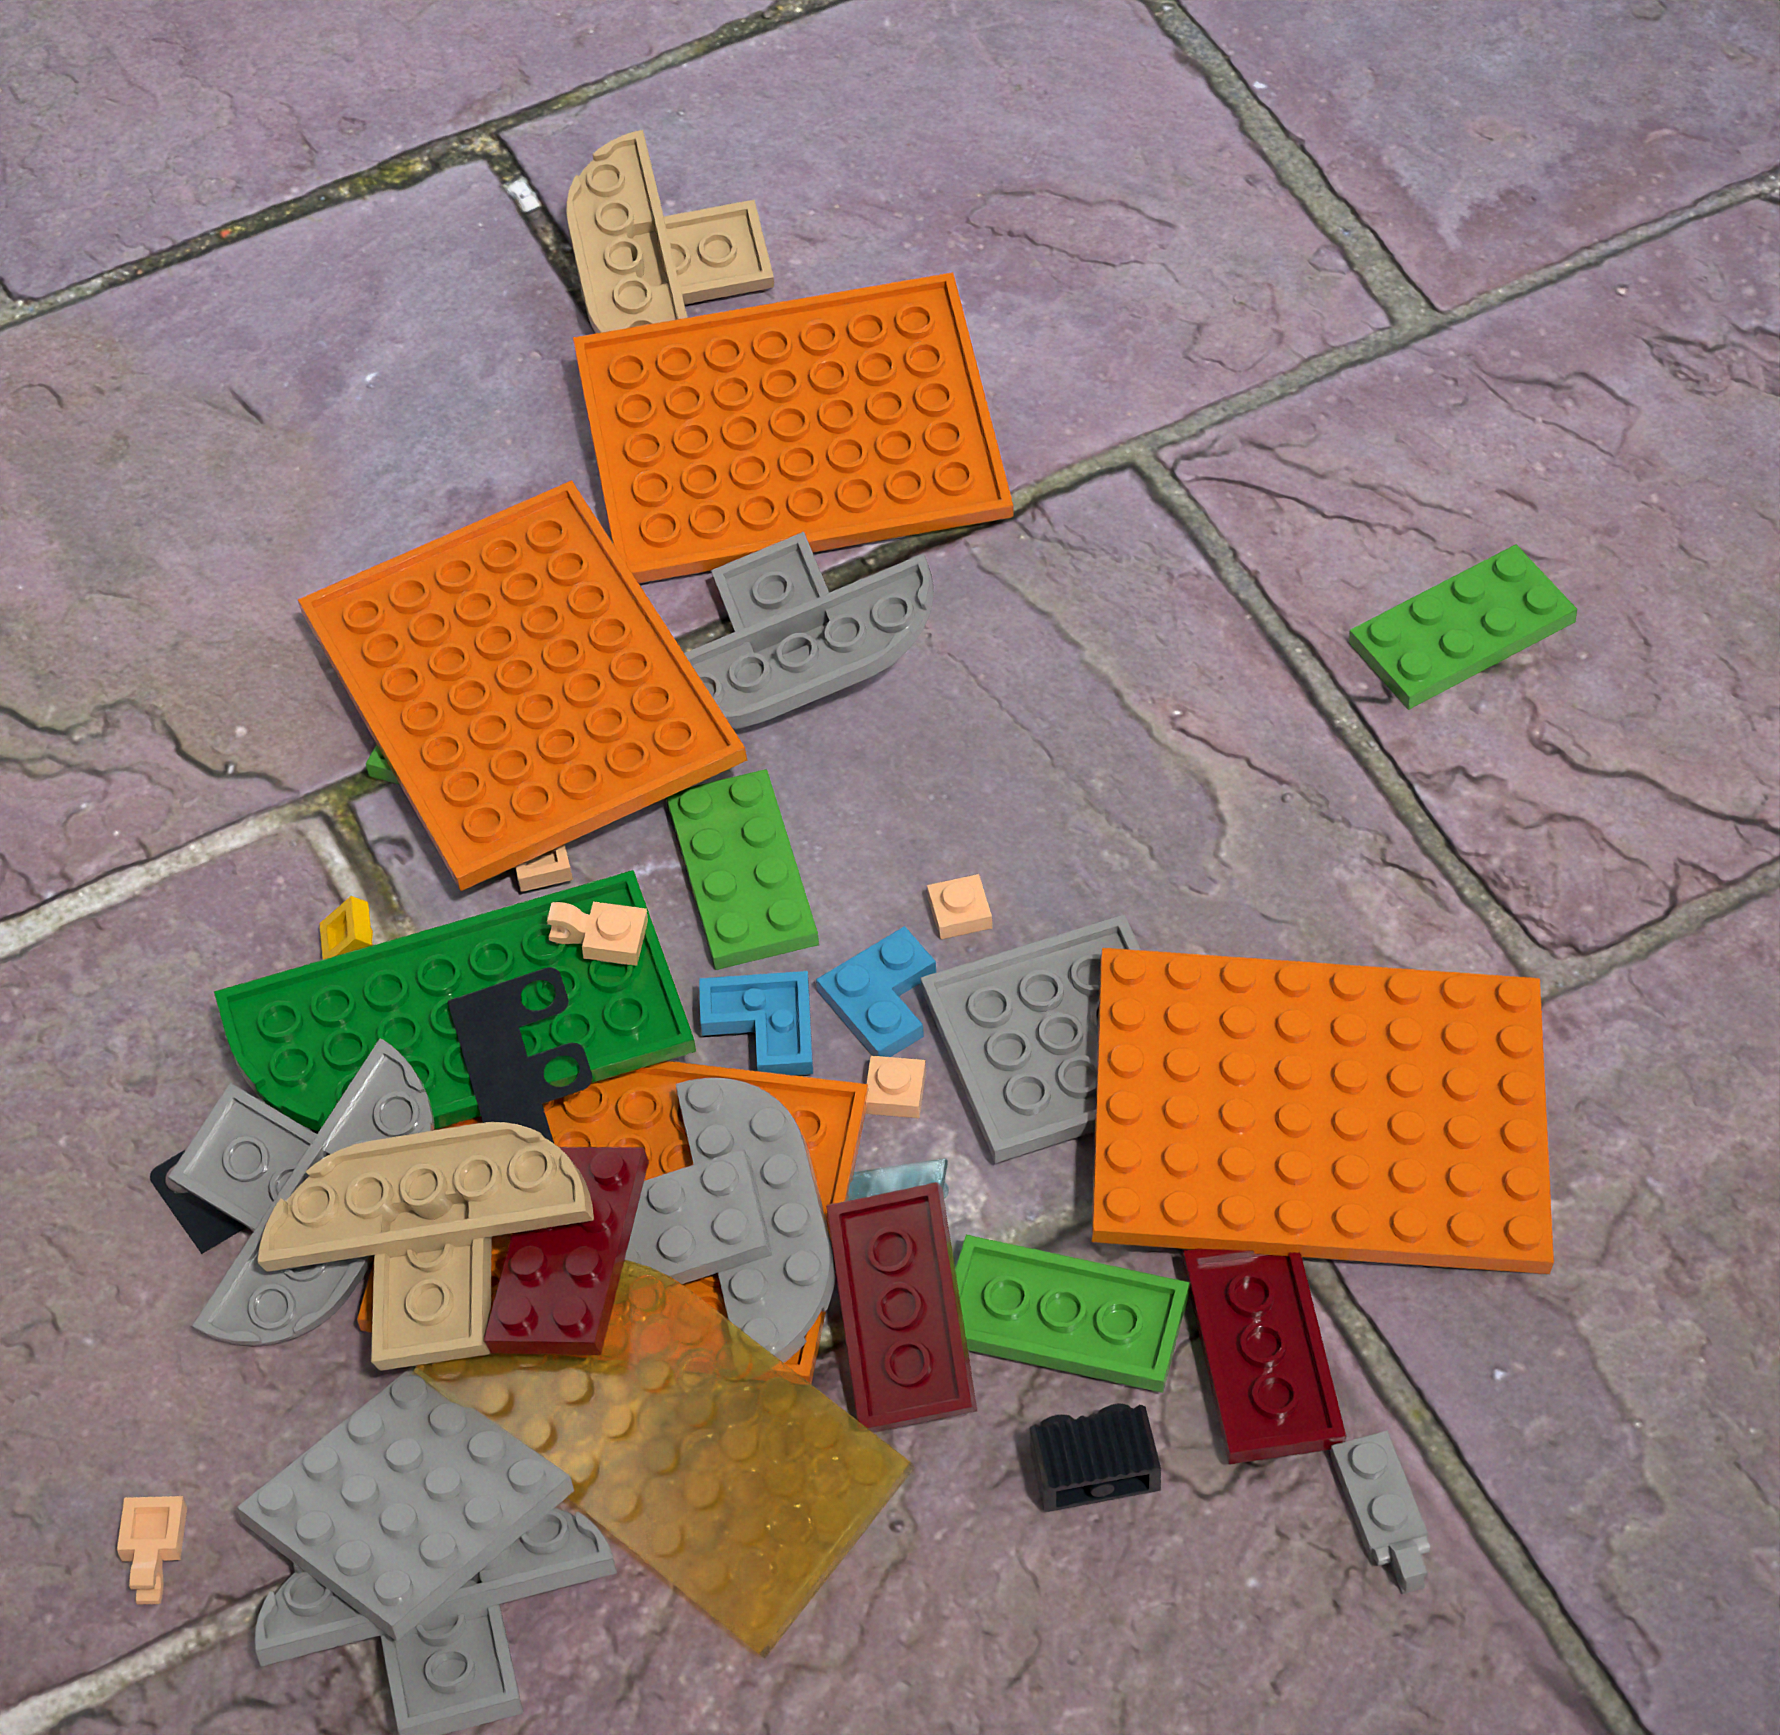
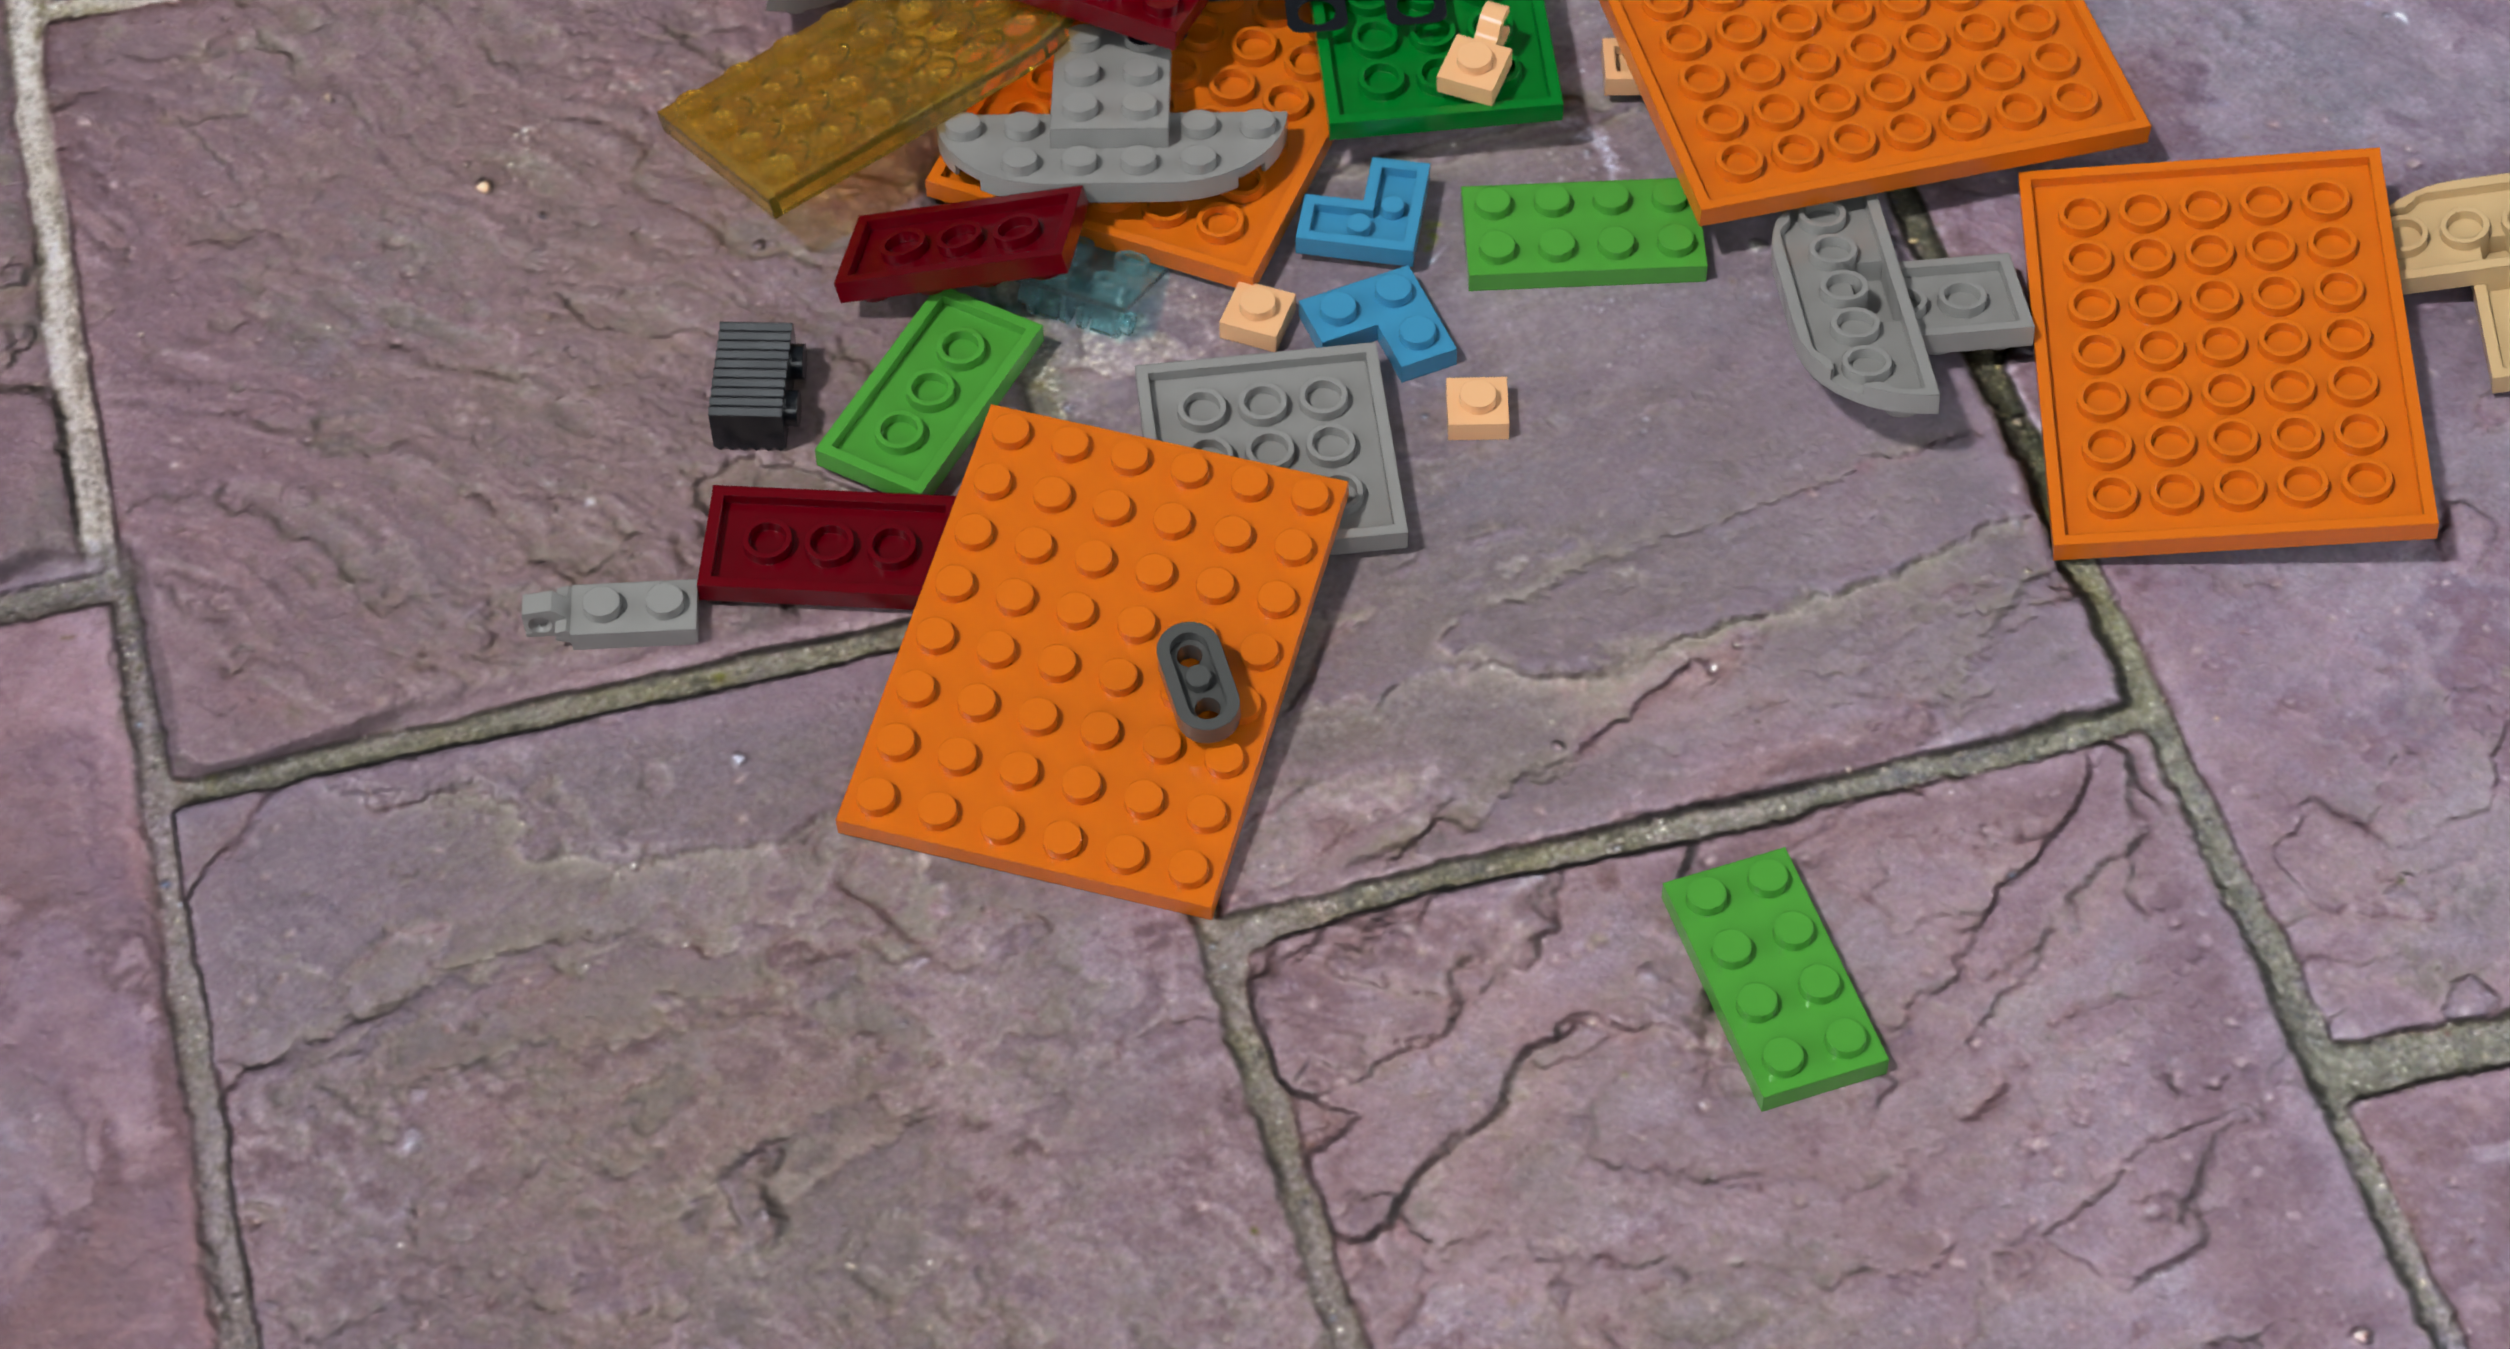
camera: 100 degrees right, 0 degrees up
(1352, 999) = (1201, 686): none -> dark grey plate

